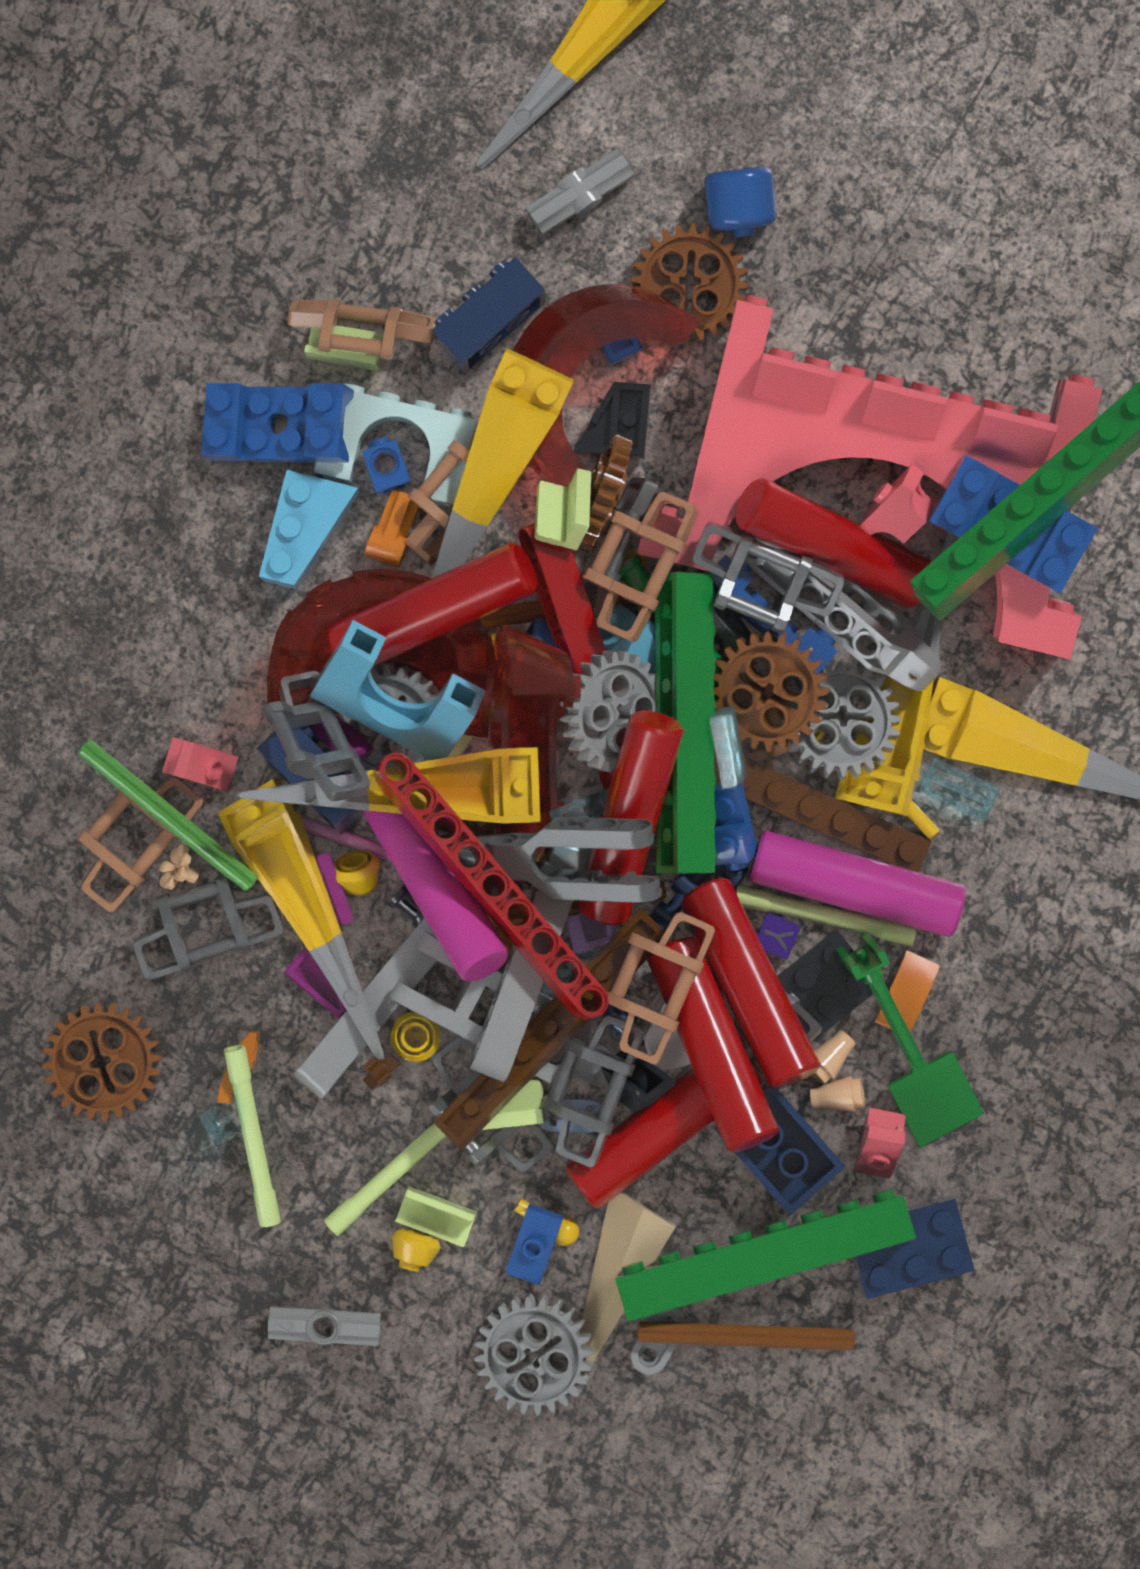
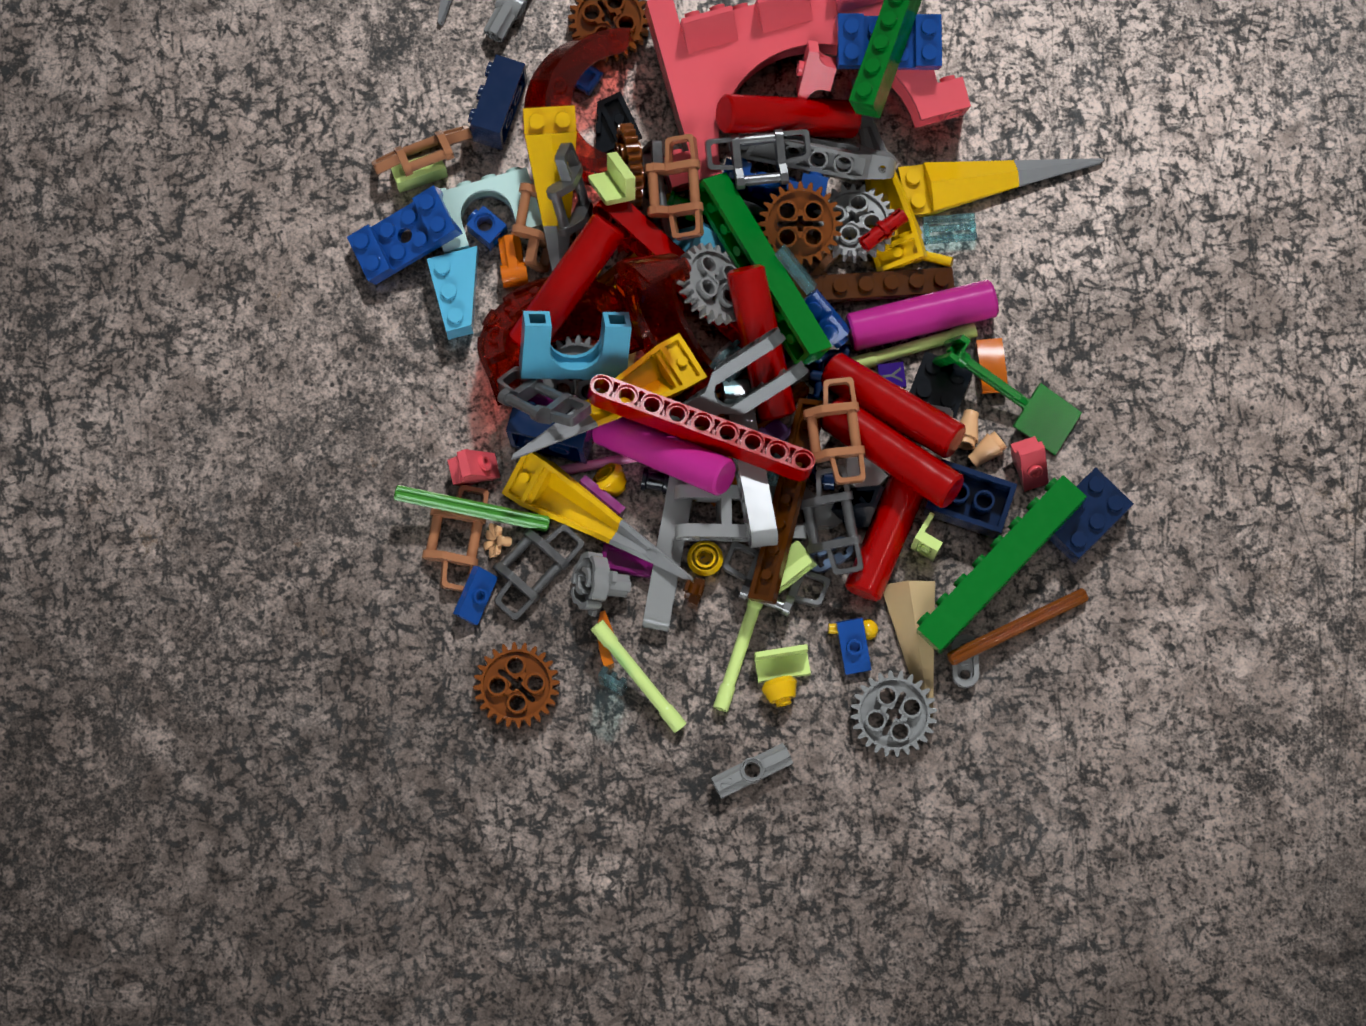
camera: 30 degrees left, 10 degrees down
(115, 922) = (475, 595): none -> blue plate
(267, 993) = (596, 582): none -> light grey piece
(513, 474) = (570, 179): none -> flat silver bar
(687, 1166) = (924, 543): none -> yellowish green panel
(867, 755) = (883, 229): none -> red pin

